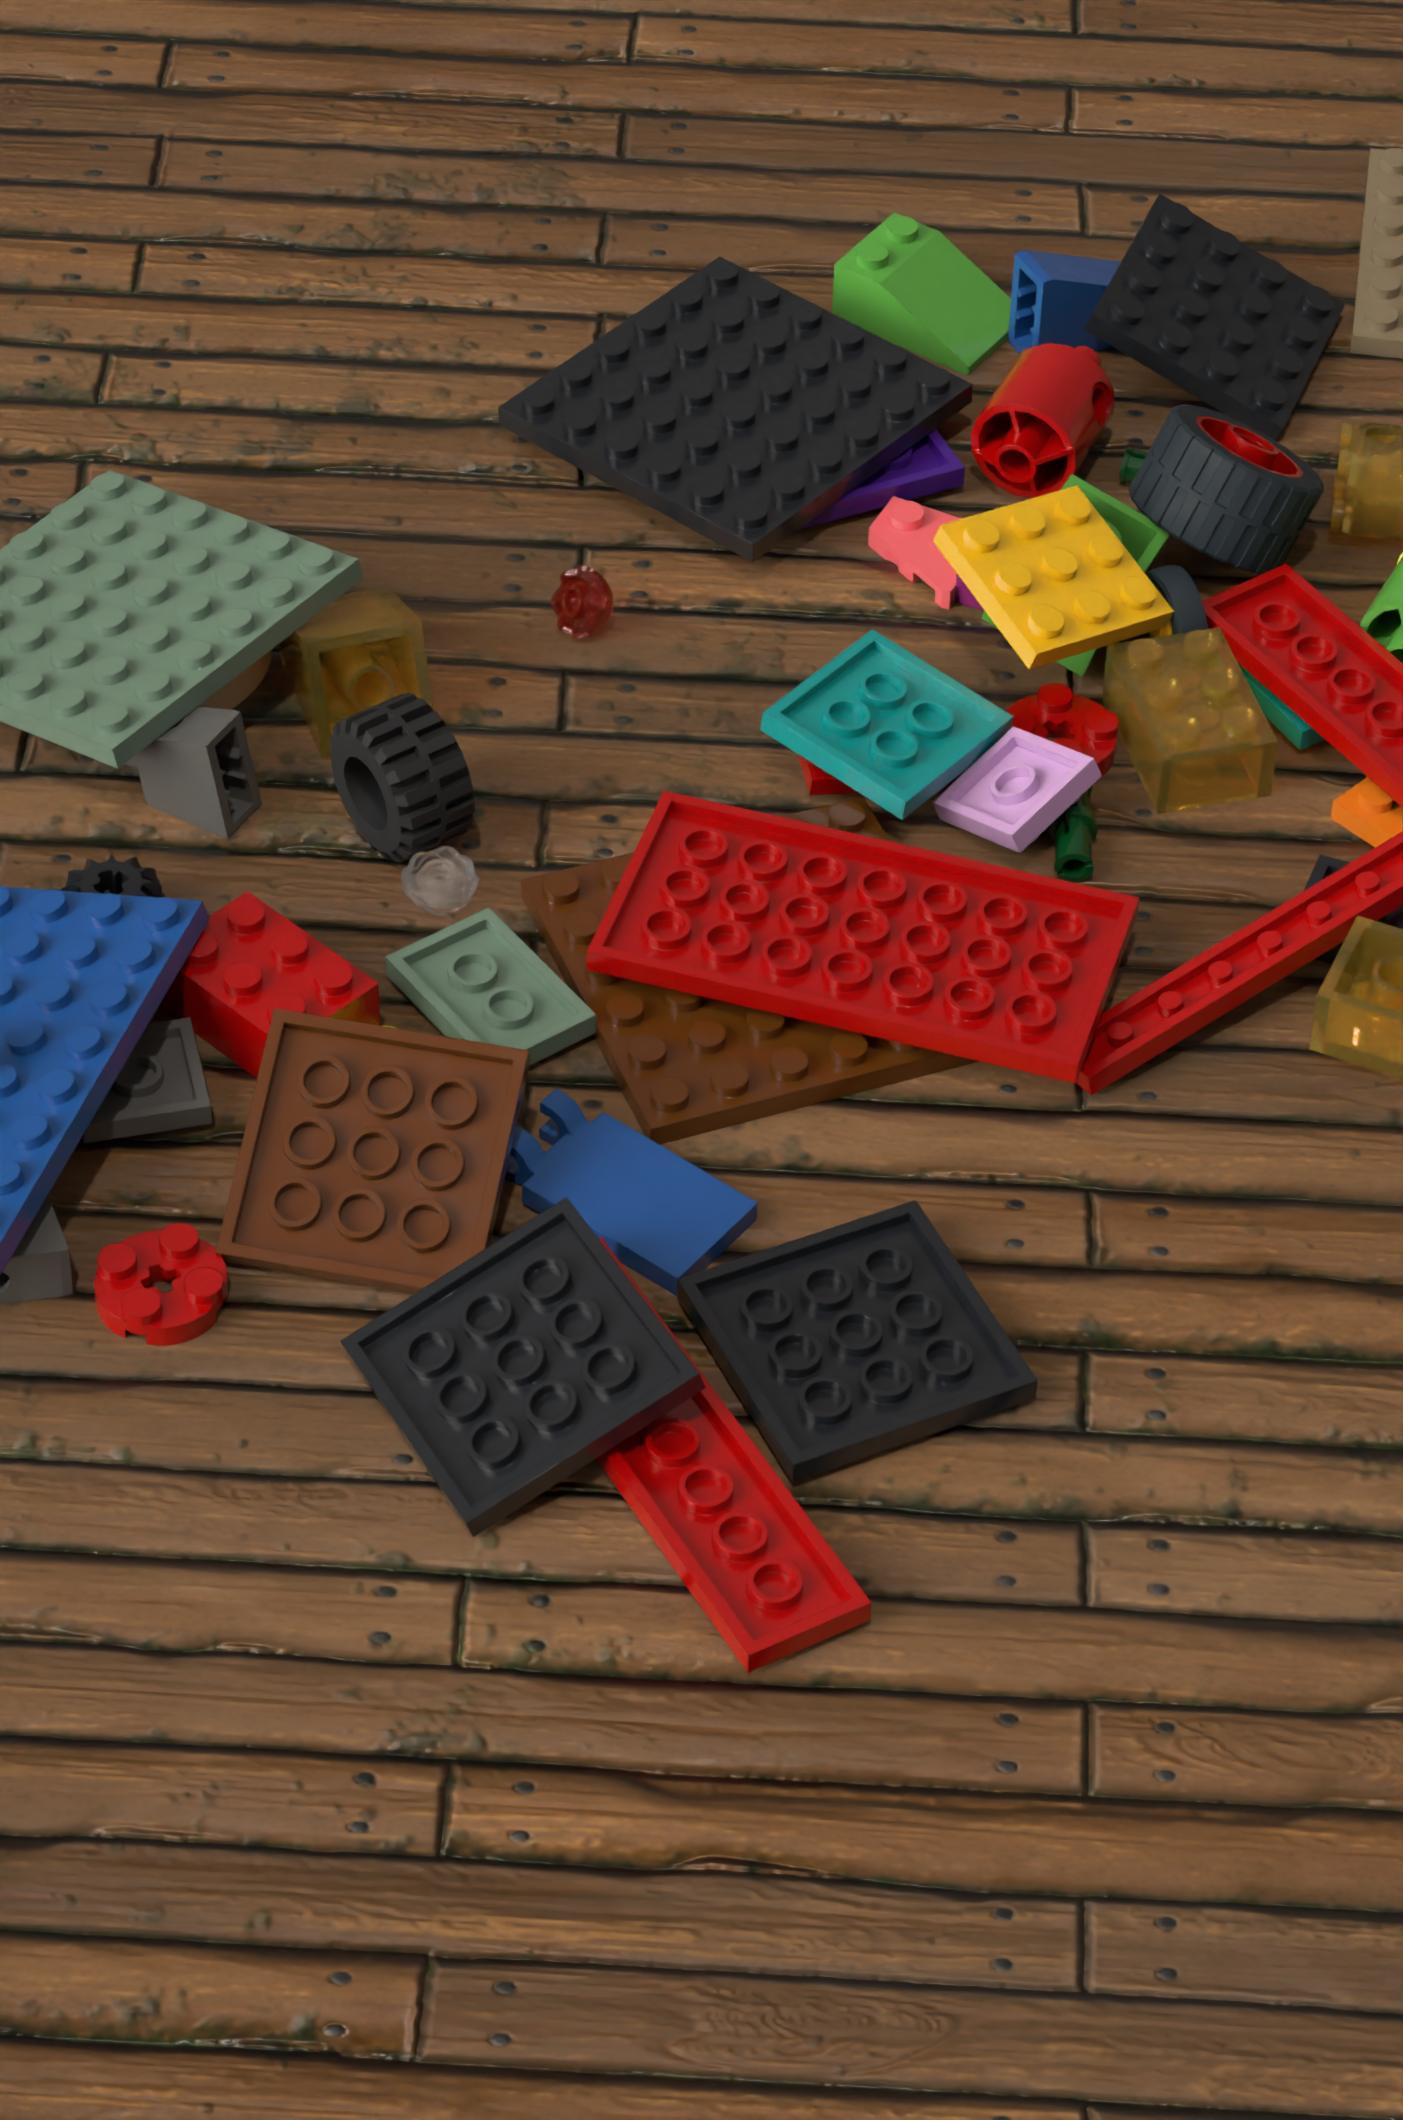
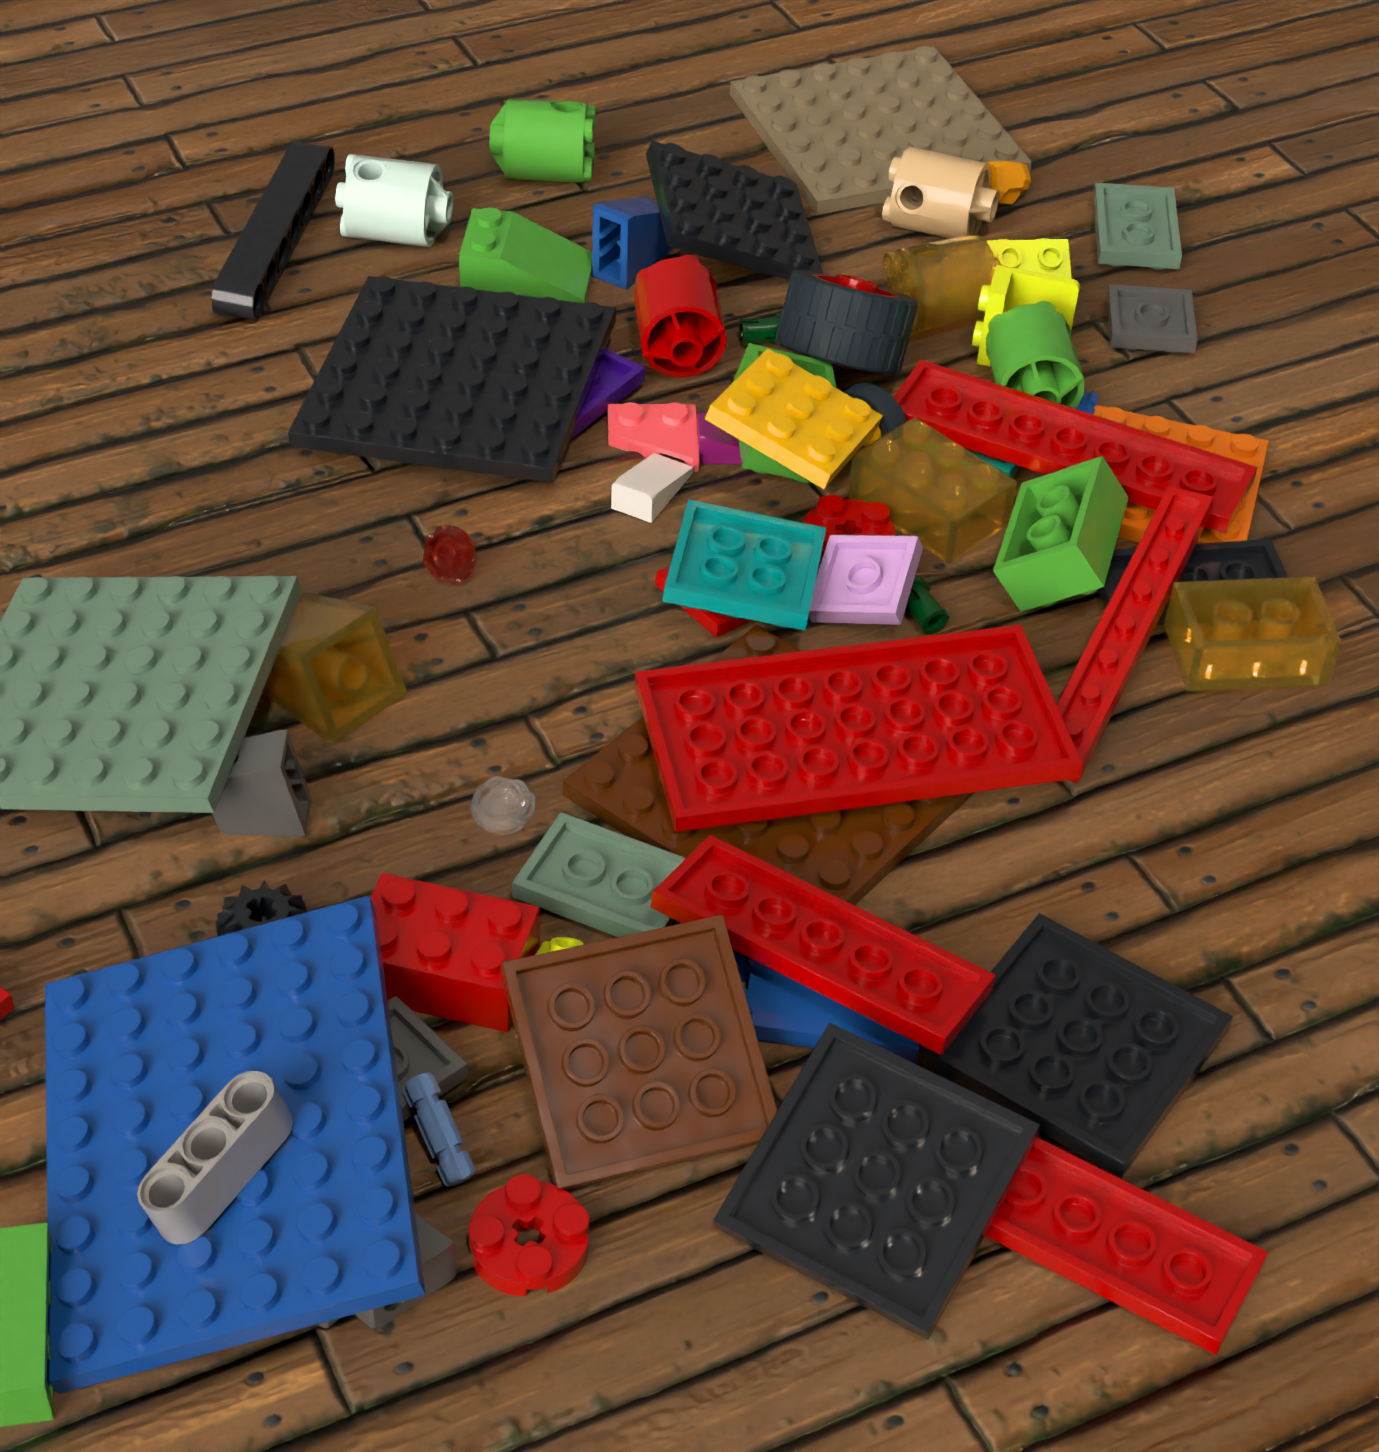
camera: 30 degrees left, 0 degrees up
(139, 1153) = (438, 1129): none -> medium blue axle
(402, 777) = (435, 734): black tyre -> none
(645, 1132) = (827, 943): none -> red plate
(665, 168) = (273, 231): none -> black beam
(813, 174) = (393, 200): none -> light aqua cylinder
(874, 602) = (649, 486): none -> white slope
(1056, 155) = (544, 140): none -> bright green cylinder
(1283, 820) = (1061, 535): none -> bright green brick

